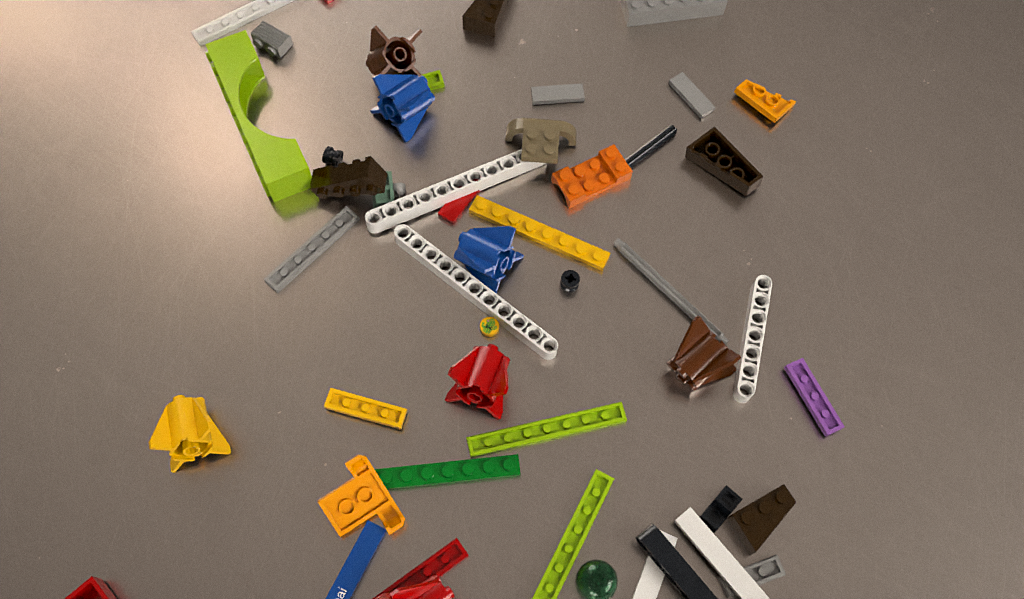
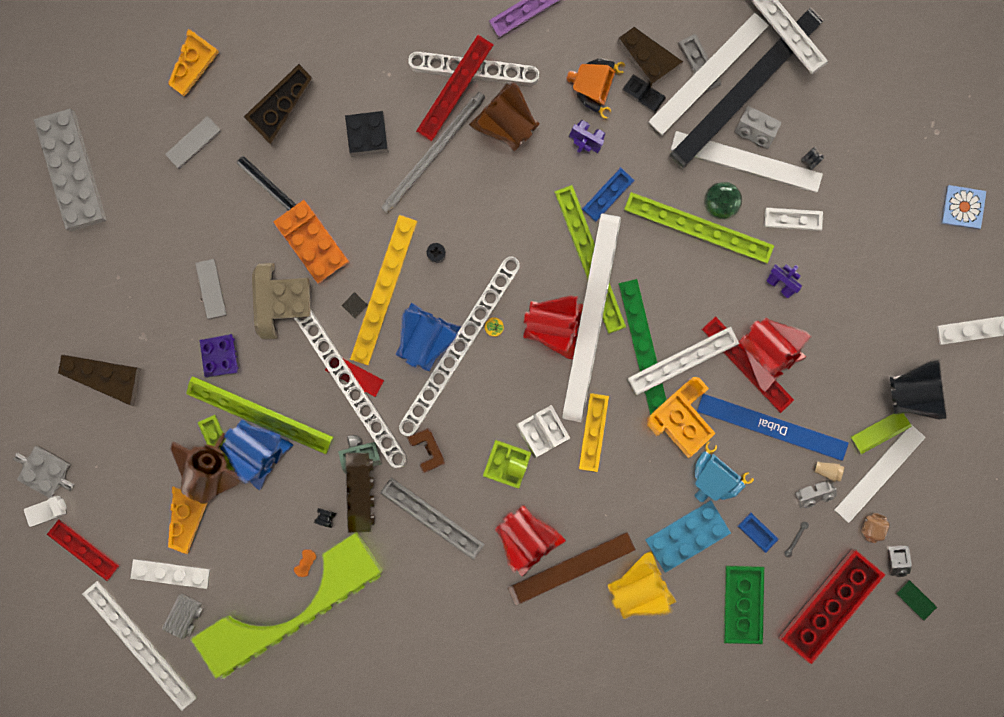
camera: 90 degrees left, 20 degrees up
(148, 545) = (744, 604): none -> green tile
(222, 571) = (758, 532): none -> blue tile
(231, 370) = (571, 568): none -> reddish brown beam
(236, 494) = (688, 536): none -> dark azure plate
(268, 323) = (526, 540): none -> red brick
(290, 529) = (716, 478): none -> dark azure torso
(302, 141) = (308, 557): none -> orange piece
(311, 37) = (170, 573): none -> white plate
(349, 50) = (184, 521): none -> light orange wing
(350, 321) = (507, 464): none -> lime plate
(376, 359) = (543, 431): none -> white slope
(378, 250) = (431, 448): none -> reddish brown panel
(424, 512) = (683, 360): none -> white tile
(434, 120) = (259, 415): none -> lime plate
(487, 420) = (591, 317): none -> white beam
(496, 91) = (218, 356): none -> dark purple hinge
(527, 206) = (354, 305): none -> clear smoke tile
(613, 456) = (608, 194): none -> blue tile
(673, 437) = (585, 139): none -> dark purple hips
(692, 232) = (366, 133): none -> black brick
(736, 315) = (455, 87): none -> red tile
(736, 454) = (594, 82): none -> orange torso

